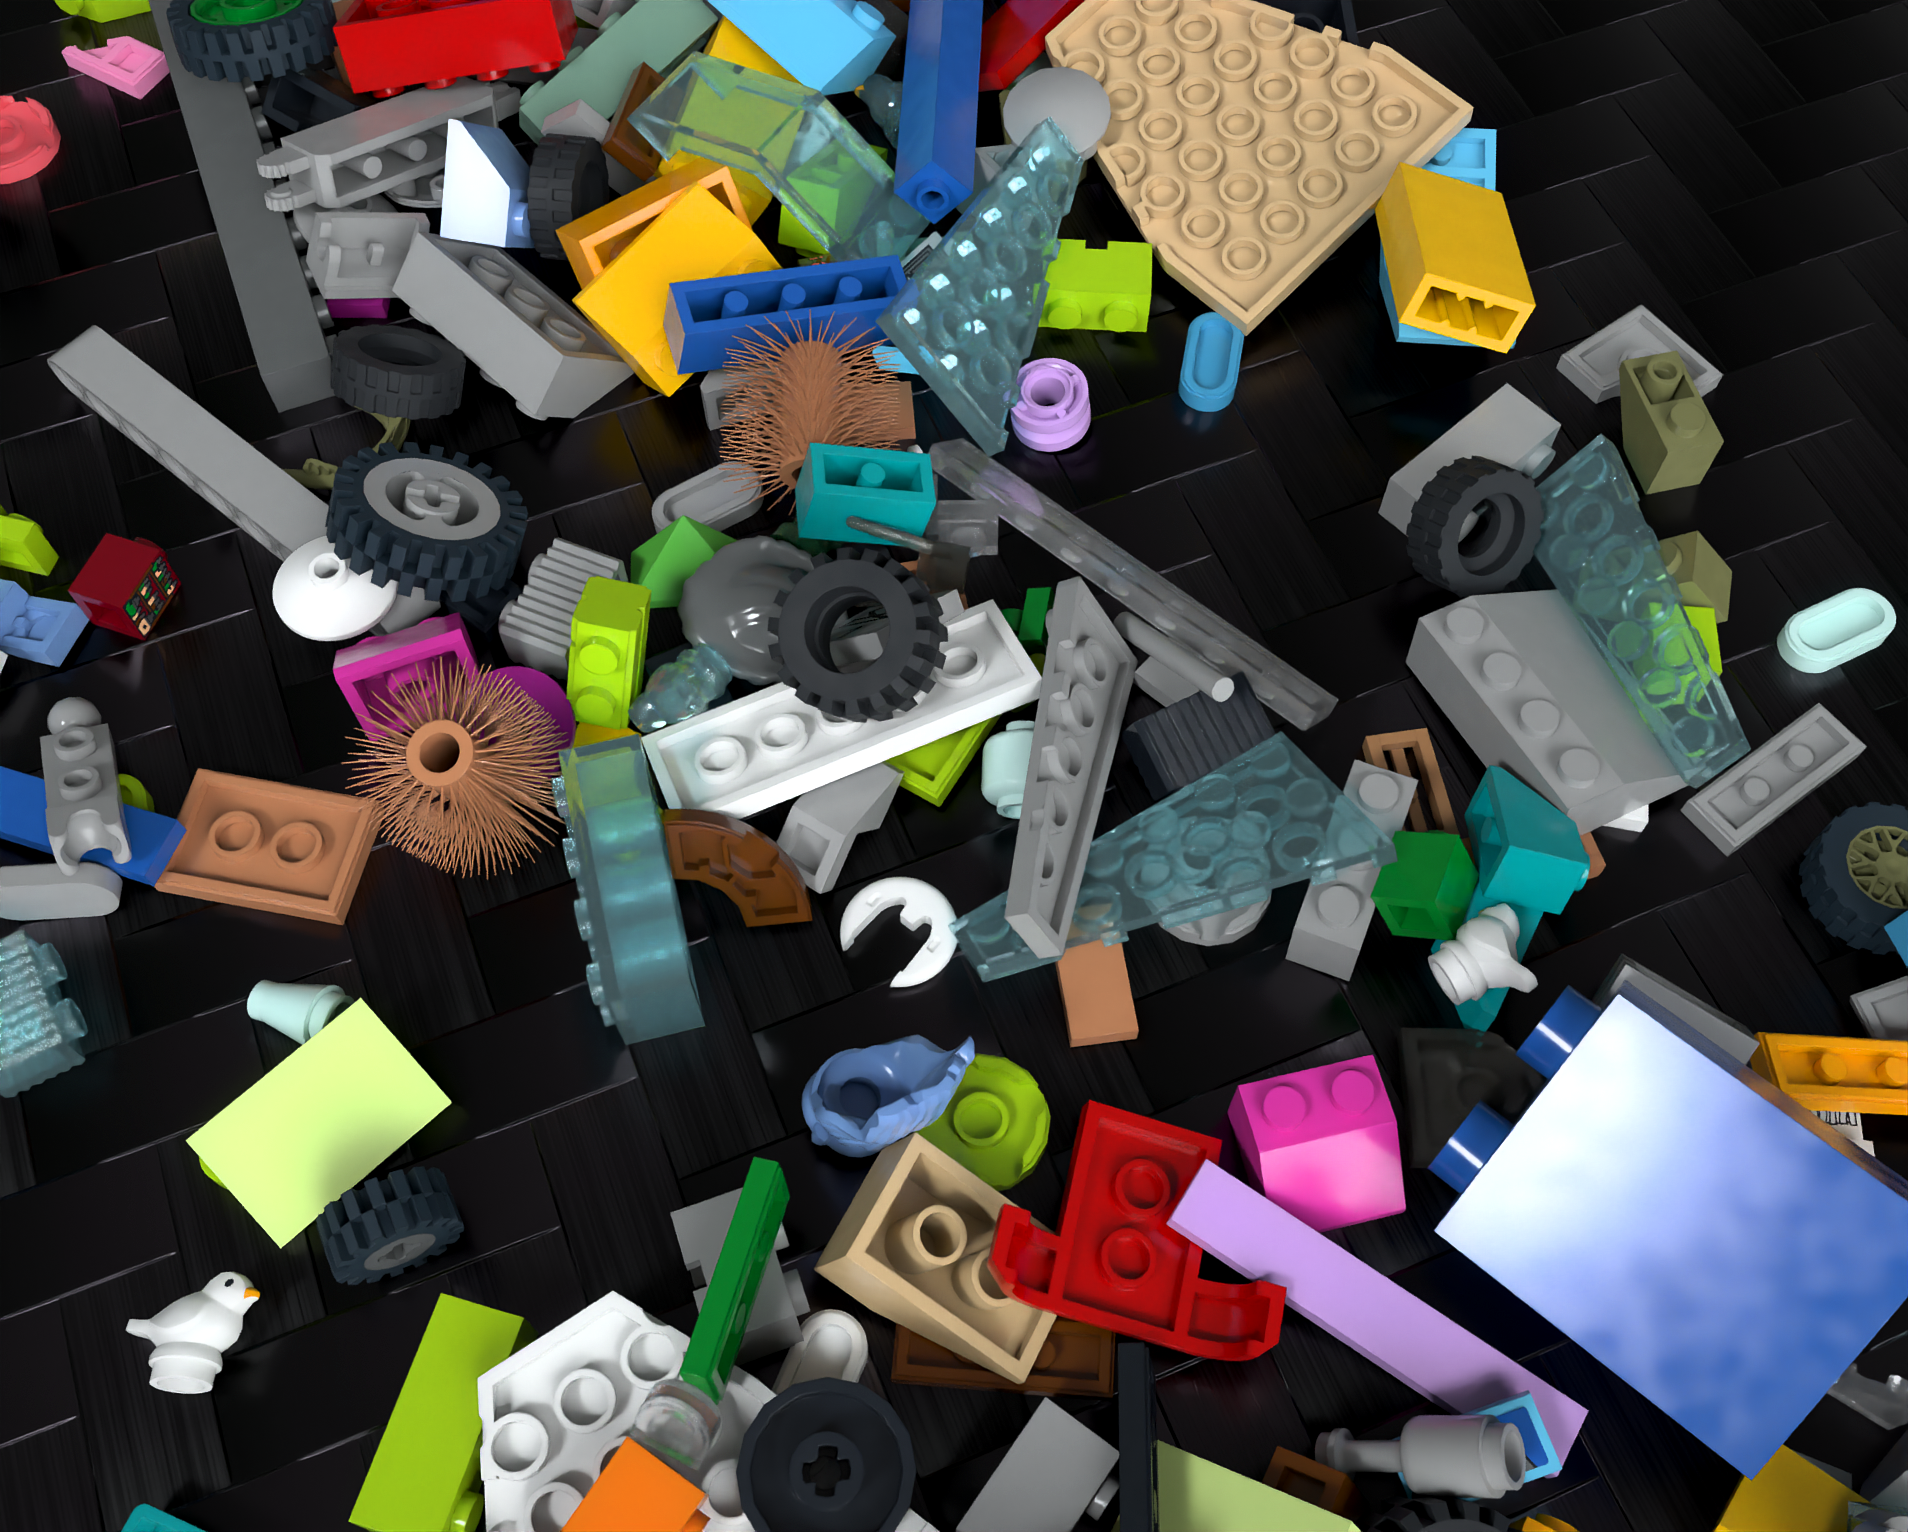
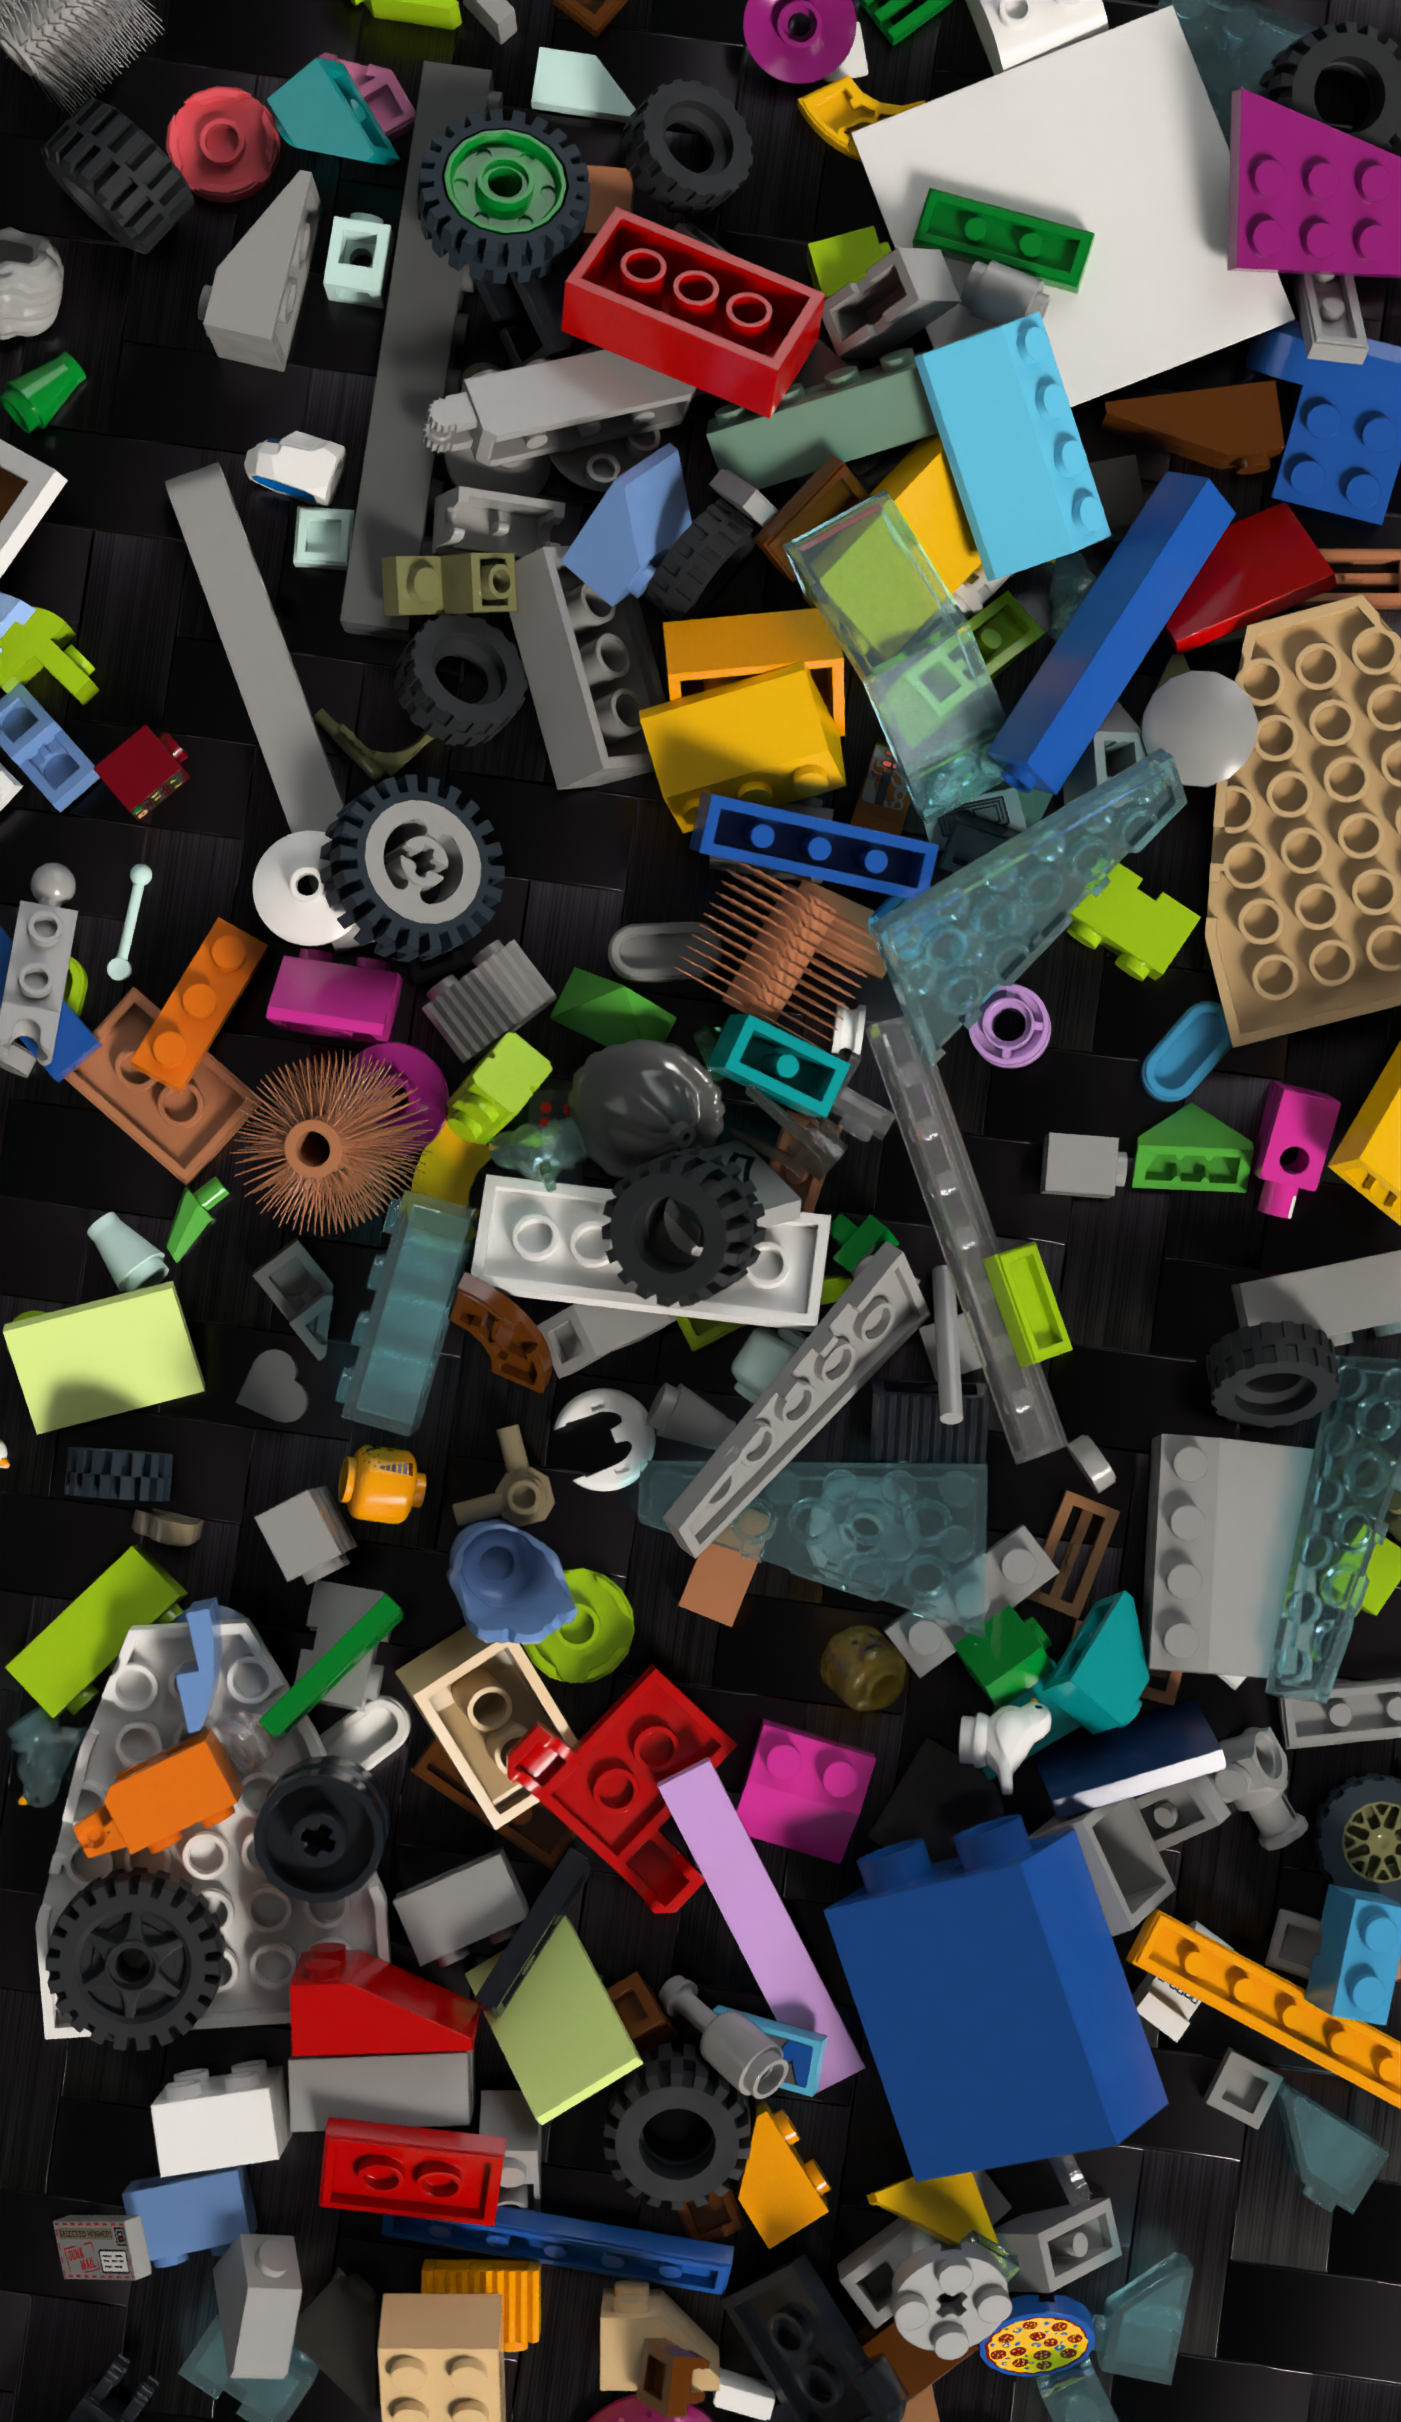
camera: 30 degrees right, 25 degrees up
(72, 183) = (263, 279): none -> light grey slope
(85, 72) = (328, 115): none -> teal slope
(159, 153) = (351, 238): none -> light aqua brick
(171, 307) = (298, 467): none -> white rock
(177, 765) = (119, 967): none -> light aqua hinge
(222, 351) = (323, 537): none -> light aqua tile
(273, 750) = (199, 1005): none -> orange plate
(358, 942) = (193, 1216): none -> bright green bar
(362, 295) = (449, 584): none -> olive slope
(476, 1261) = (167, 1526): none -> dark tan tile
(508, 957) = (300, 1292): none -> dark grey slope
(527, 1062) = (274, 1387): none -> dark grey tile
(587, 1375) = (200, 1678): none -> medium blue slope
(631, 1150) = (307, 1535): none -> light grey brick
(692, 1087) = (381, 1484): none -> light orange head
(845, 1020) = (522, 1494): none -> dark tan piece
(967, 860) = (688, 1418): none -> light grey cone
(1185, 468) = (1082, 1165): none -> light grey brick
(1218, 602) = (1027, 1304): none -> lime tile
(1275, 427) = (1192, 1154): none -> bright green slope
(1296, 987) = (863, 1668): none -> clear yellow head
(1348, 358) = (1292, 1119): none -> dark pink torso
(1371, 697) = (1091, 1463): none -> light grey tile
(1612, 917) = (1128, 1761): none -> dark blue tile
(1691, 937) = (1181, 1811): none -> light grey slope
(1739, 885) = (1257, 1783): none -> light grey connector

